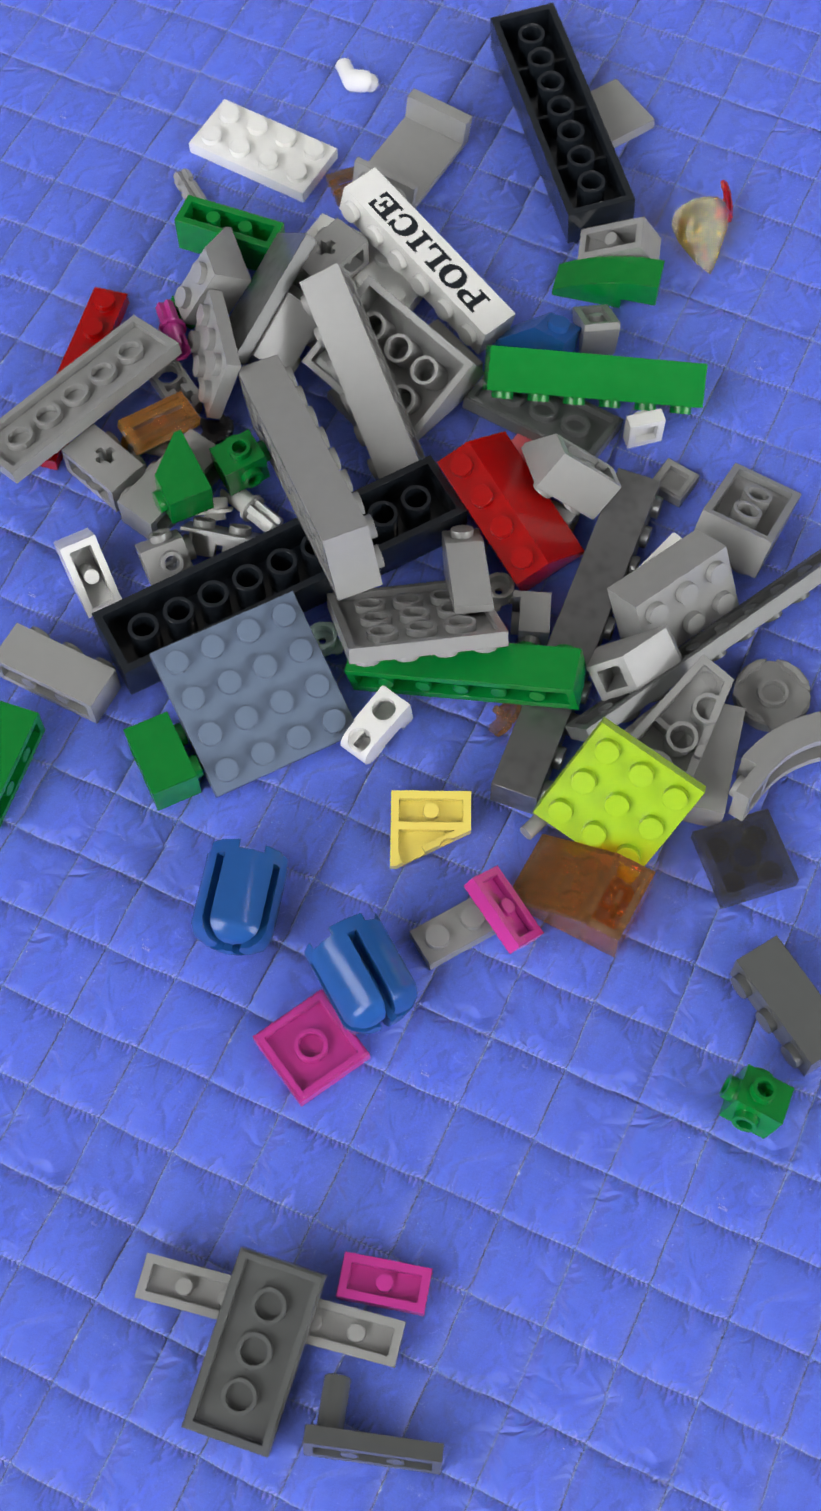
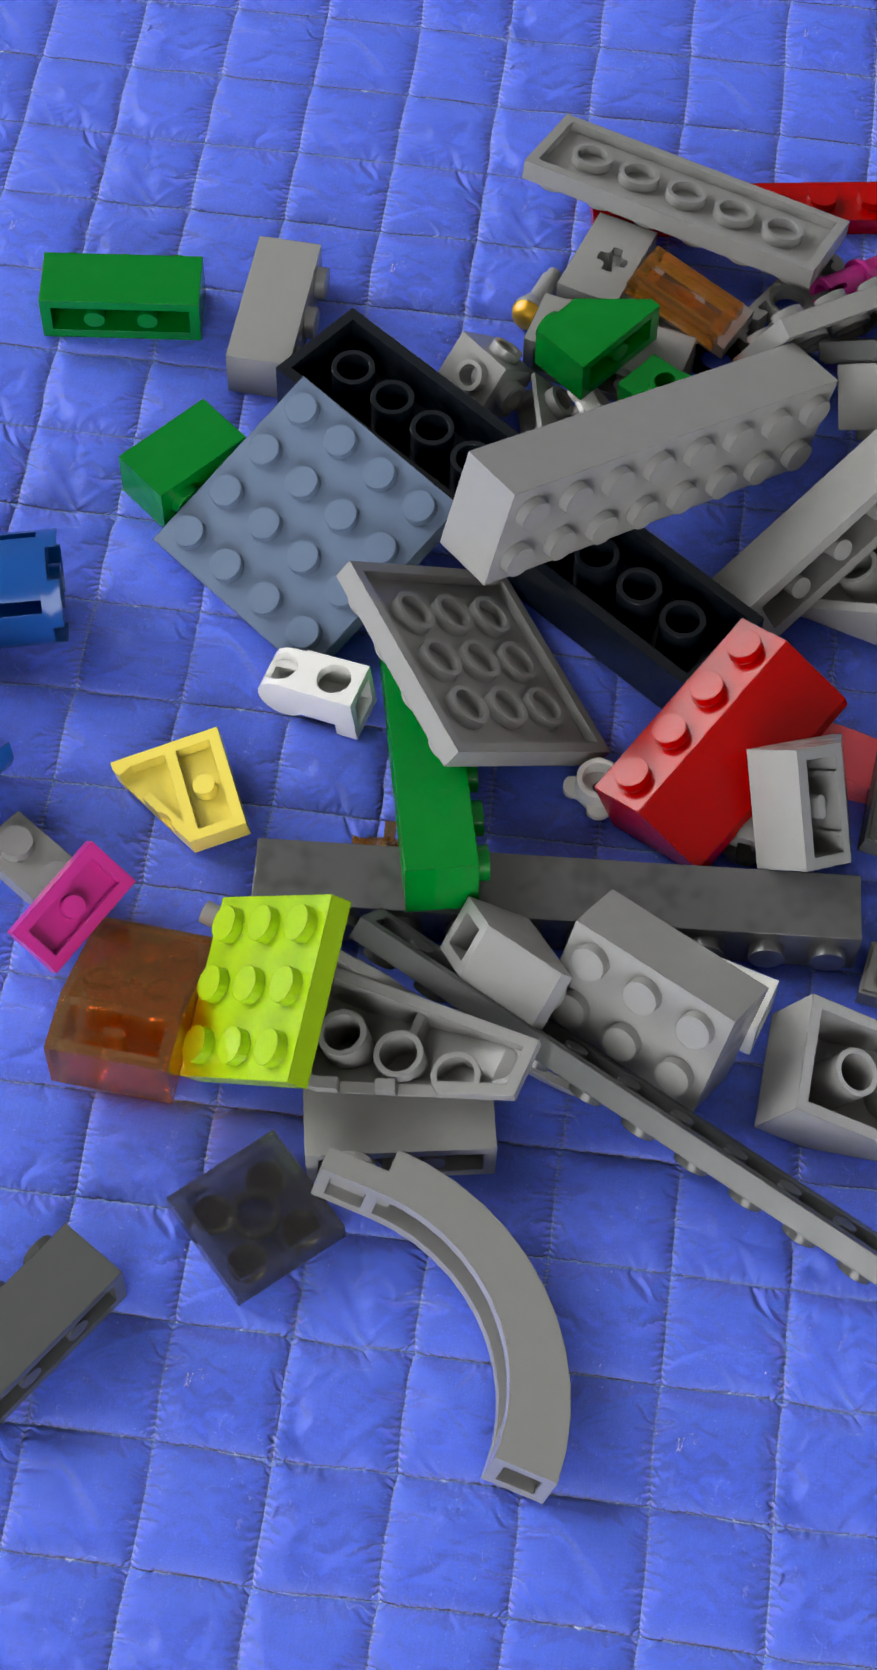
camera: 70 degrees right, 5 degrees down
(87, 570) = (439, 301): white slope -> none
(111, 521) = (527, 305): none -> piece
(466, 570) = (582, 714): light grey slope -> none
(531, 616) = (558, 830): light grey brick -> none
(771, 693) = (560, 1203): light grey tile -> none

